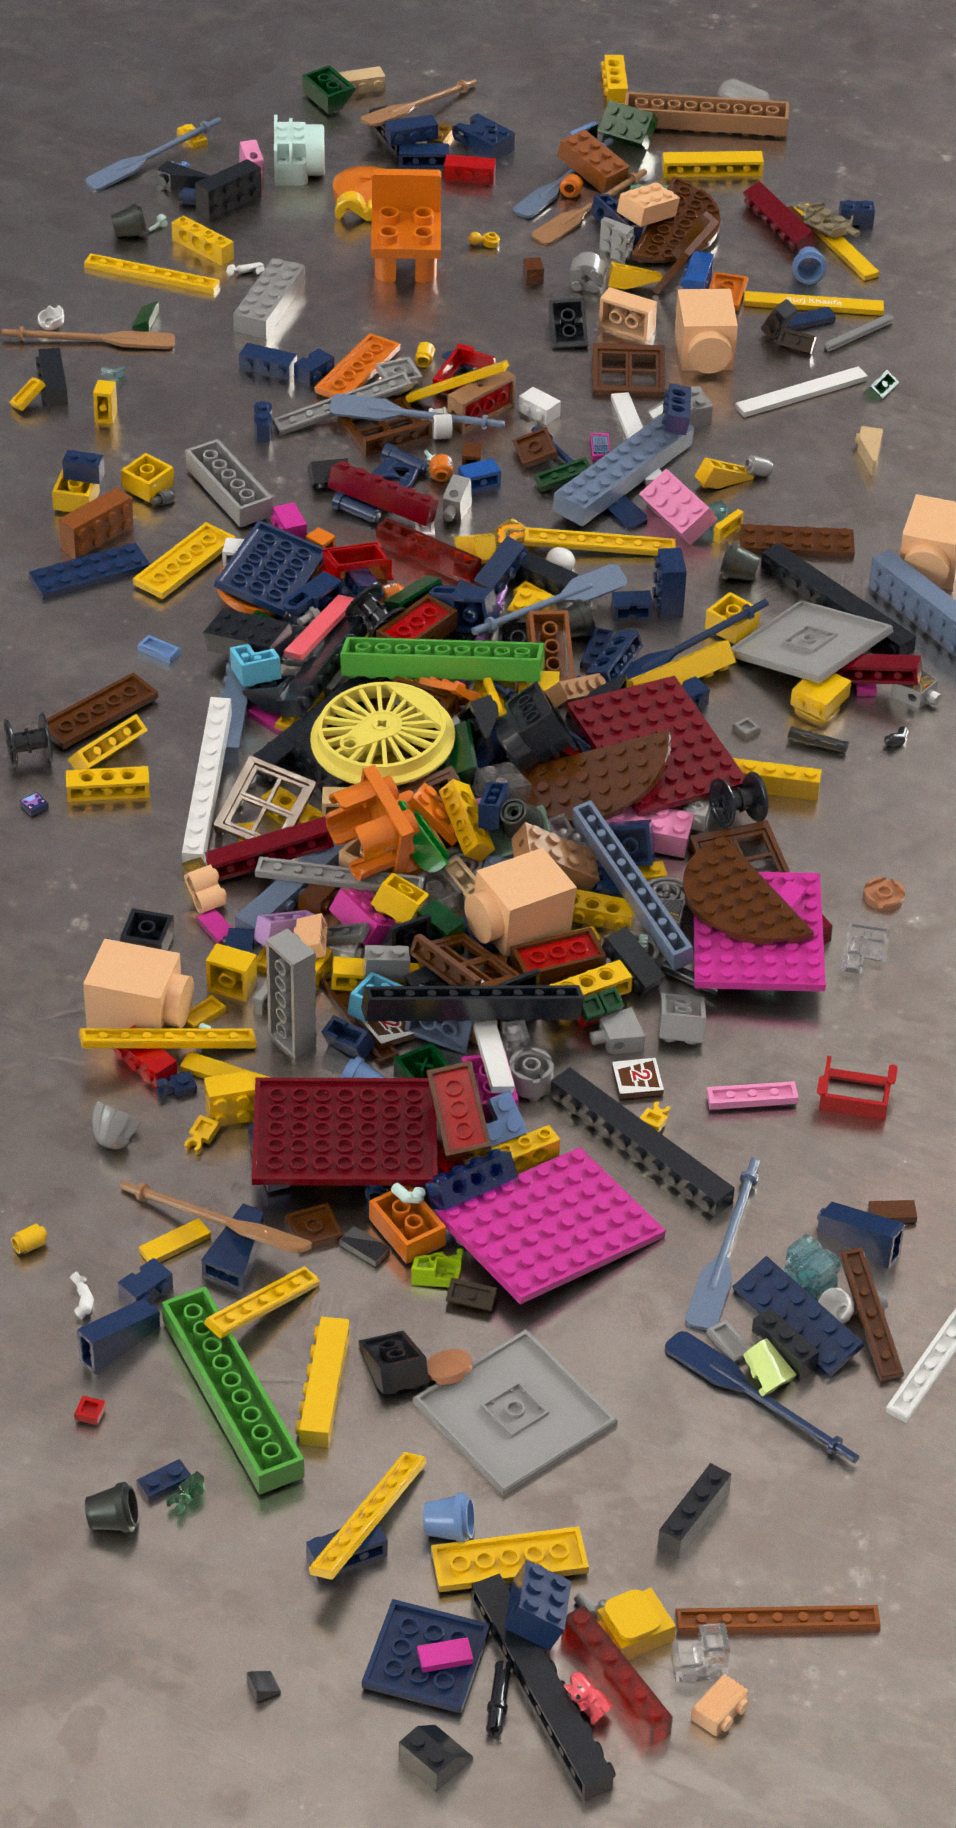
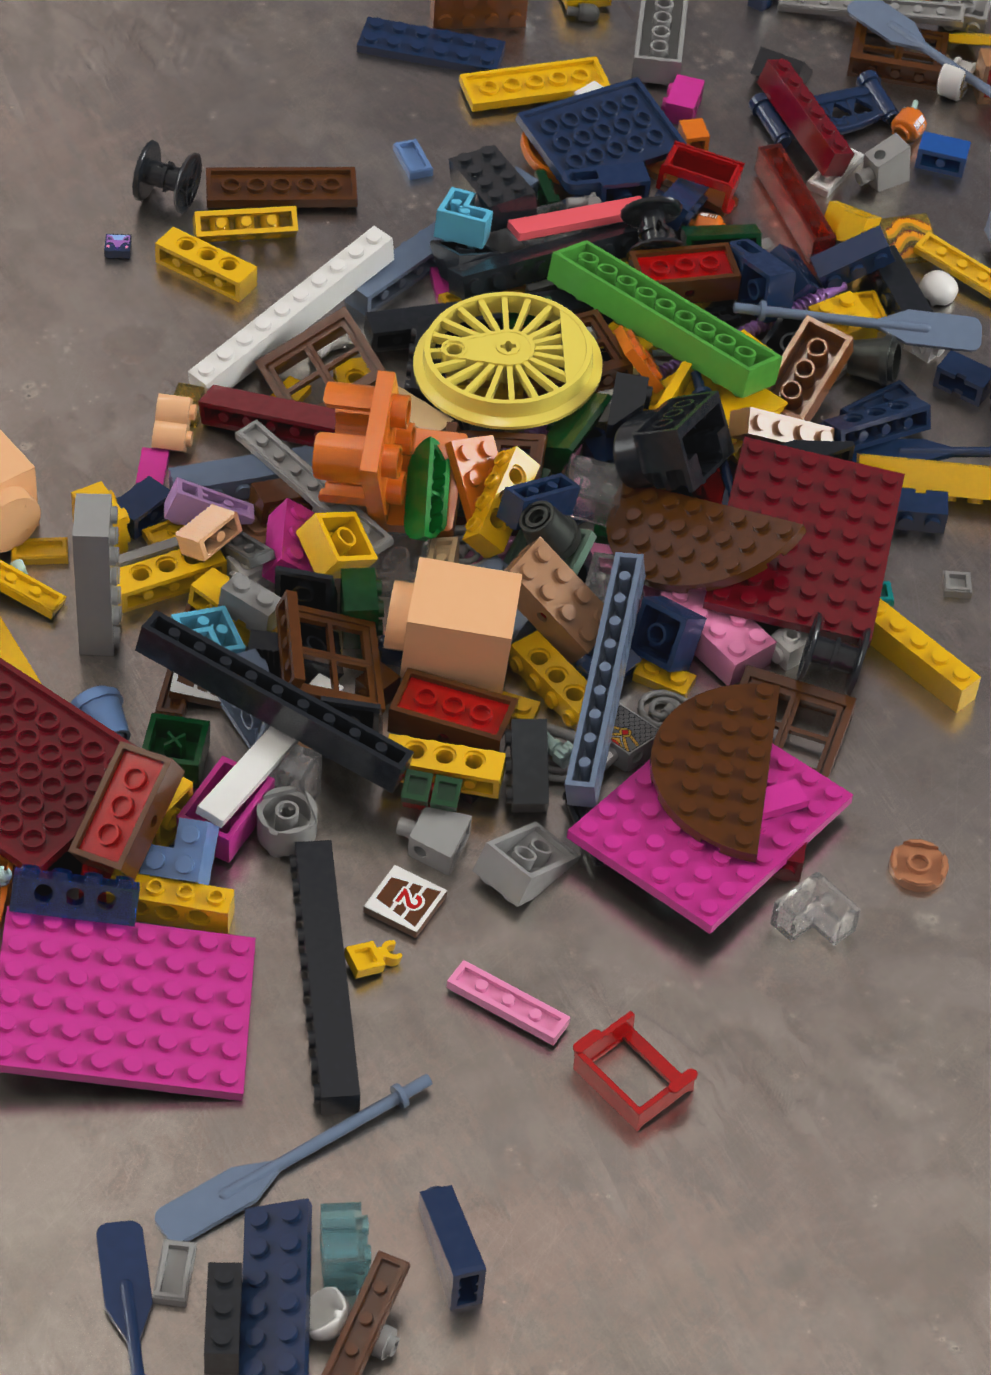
camera: 35 degrees right, 5 degrees up
(148, 929) = (65, 437): black brick -> none
(347, 1037) = (141, 672): dark blue brick -> none
(471, 453) = (957, 126): reddish brown brick -> none
(768, 1366) = (174, 1332): yellowish green slope -> none
(898, 1210) = (524, 1246): reddish brown tile -> none

